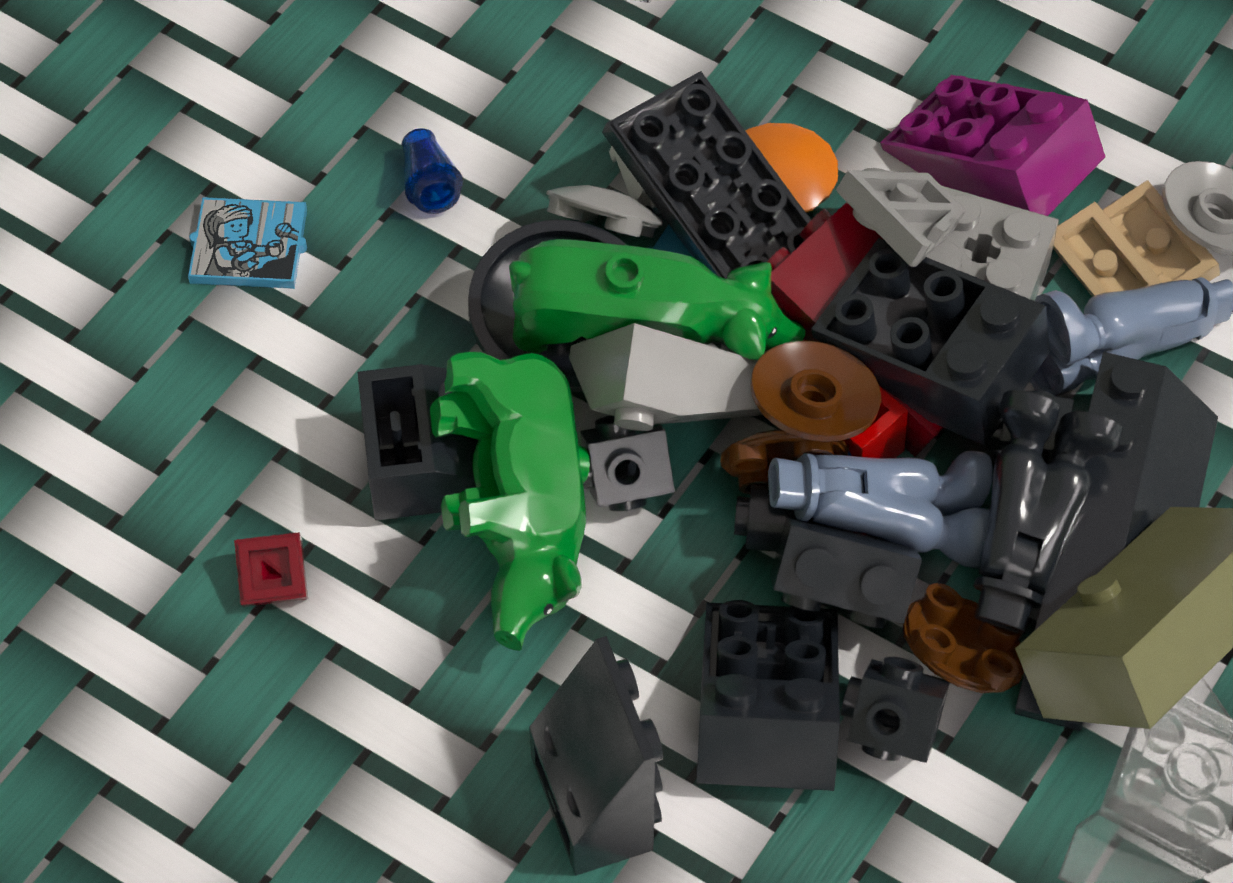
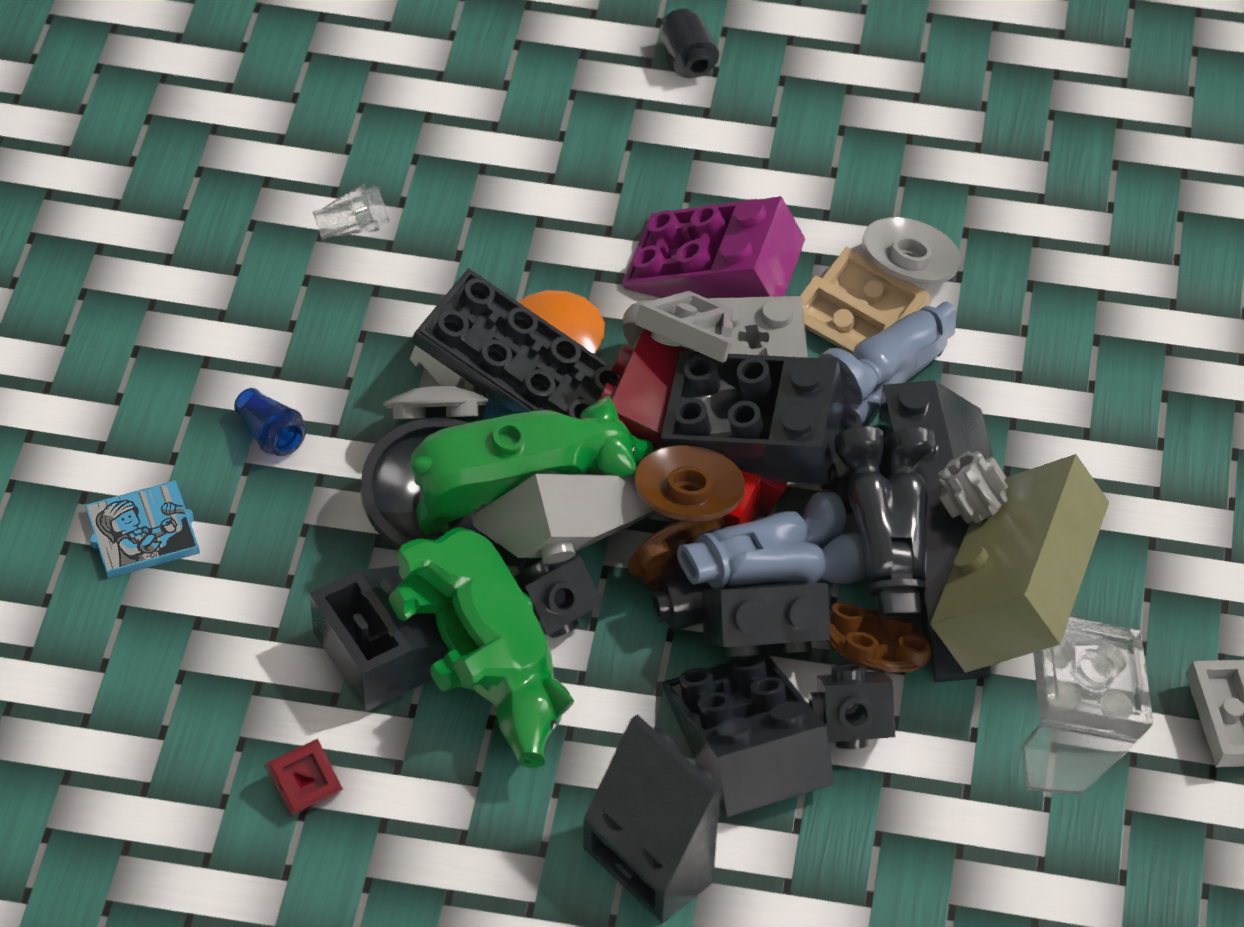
camera: 25 degrees left, 5 degrees down
(1141, 506) = (972, 487): none -> light grey gear

